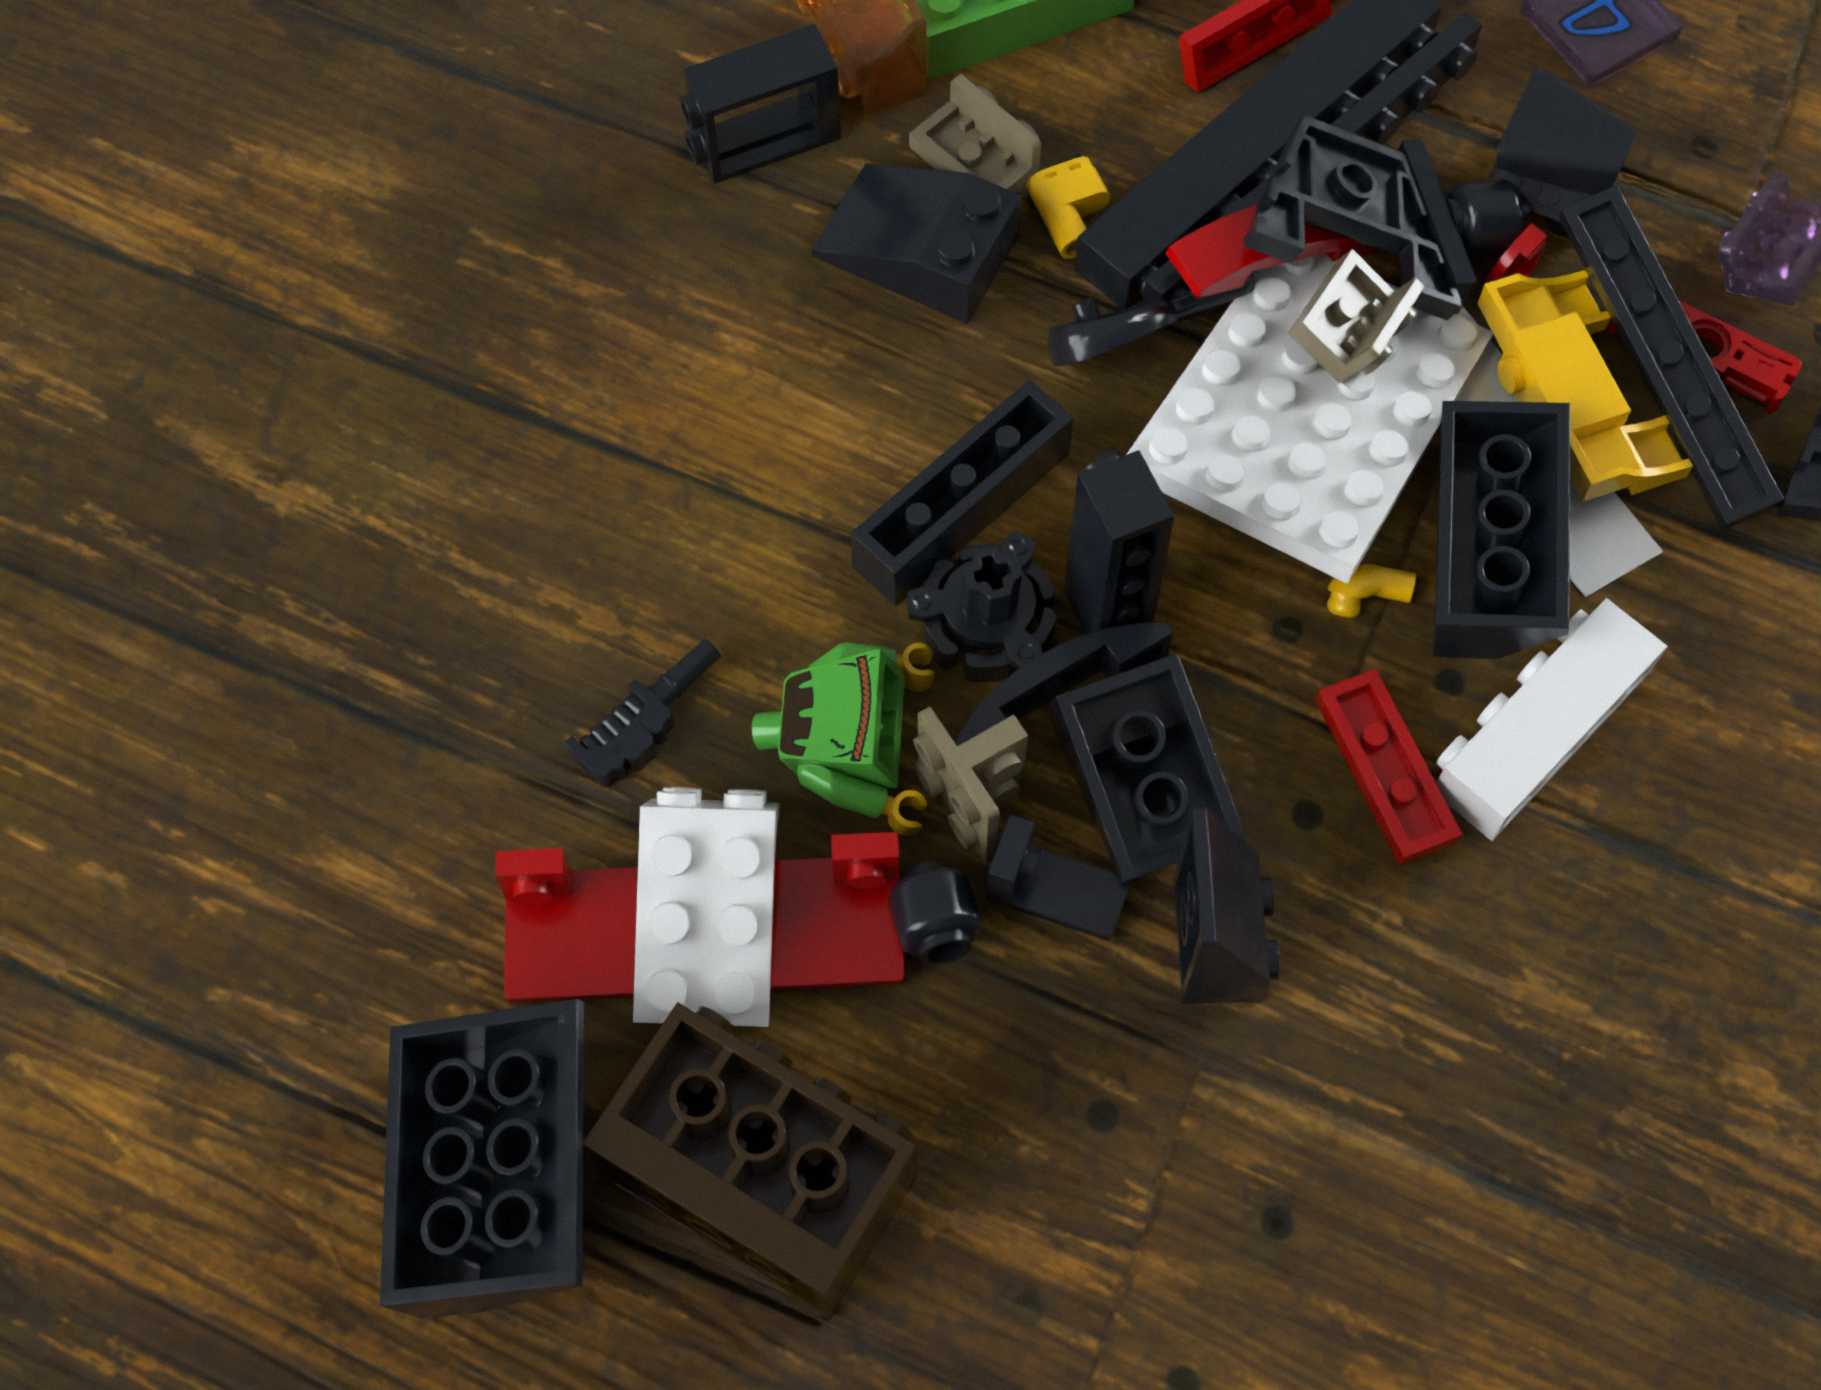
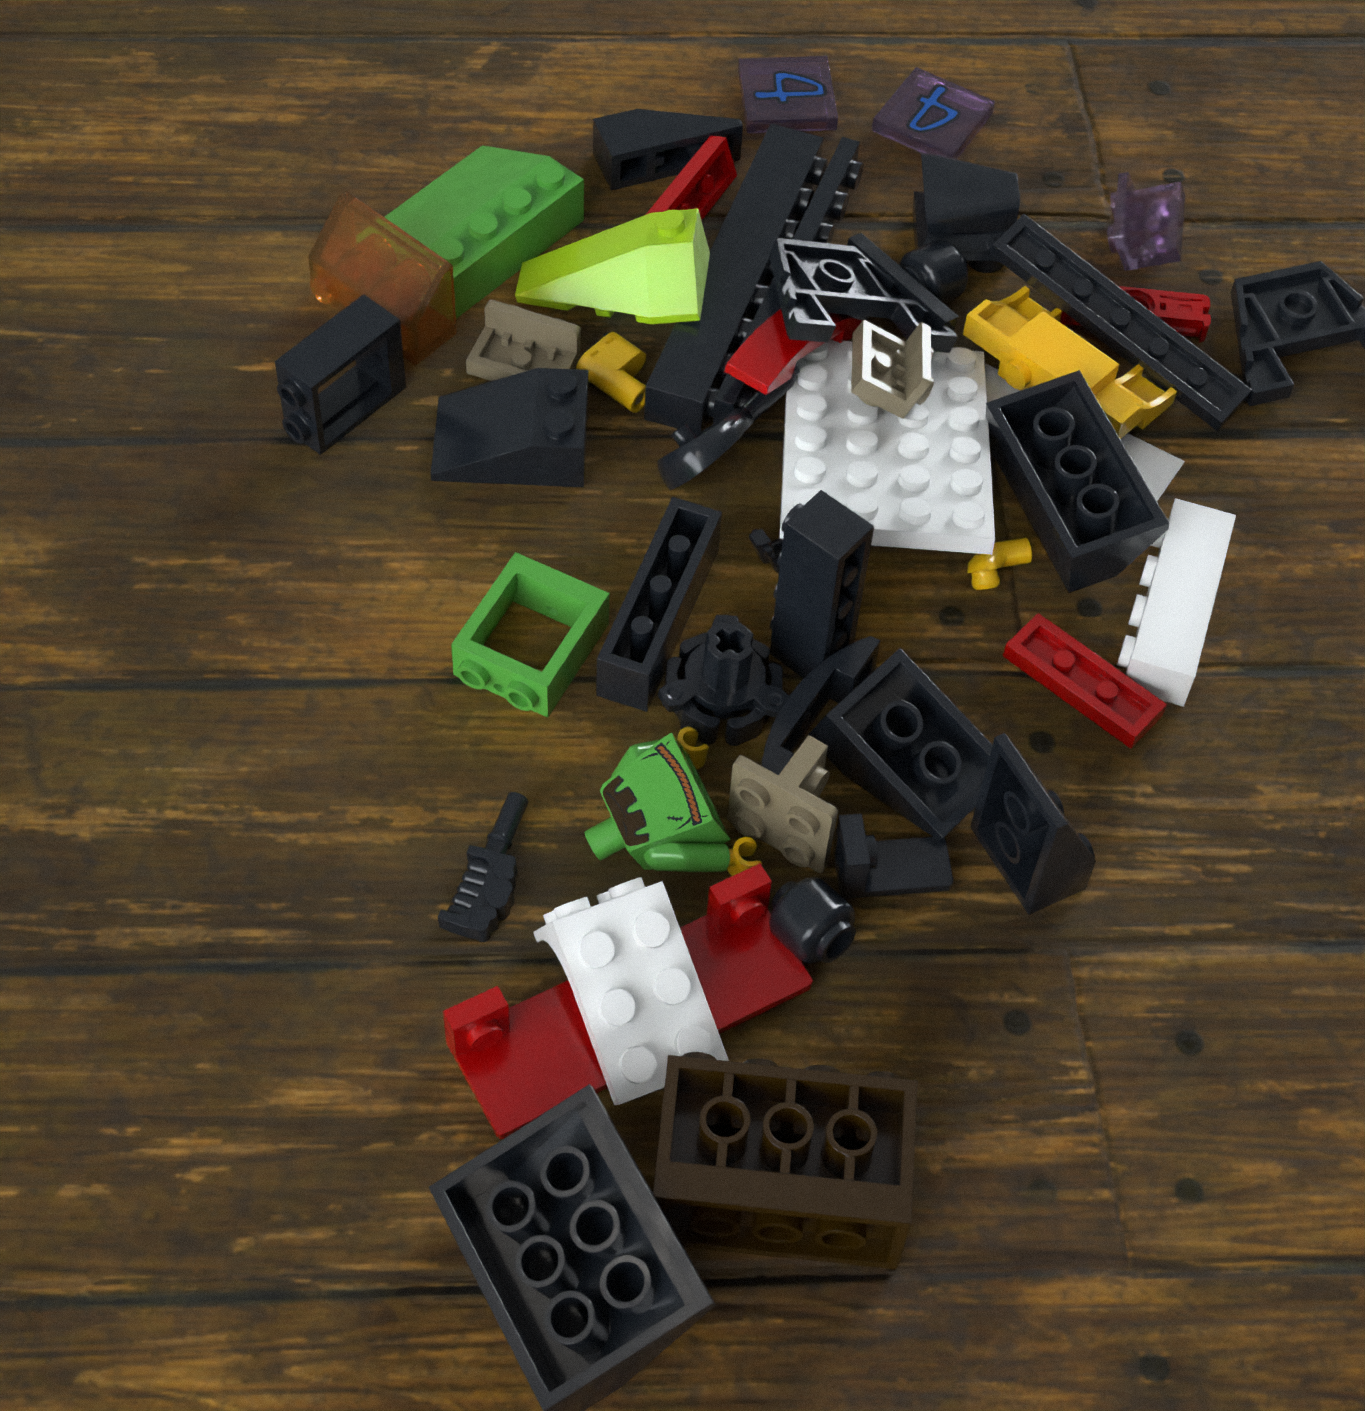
camera: 30 degrees left, 10 degrees down
(860, 435) = (550, 594): none -> bright green window
(1136, 93) = (636, 268): none -> lime wedge
(1521, 256) = (974, 293): red tile -> none

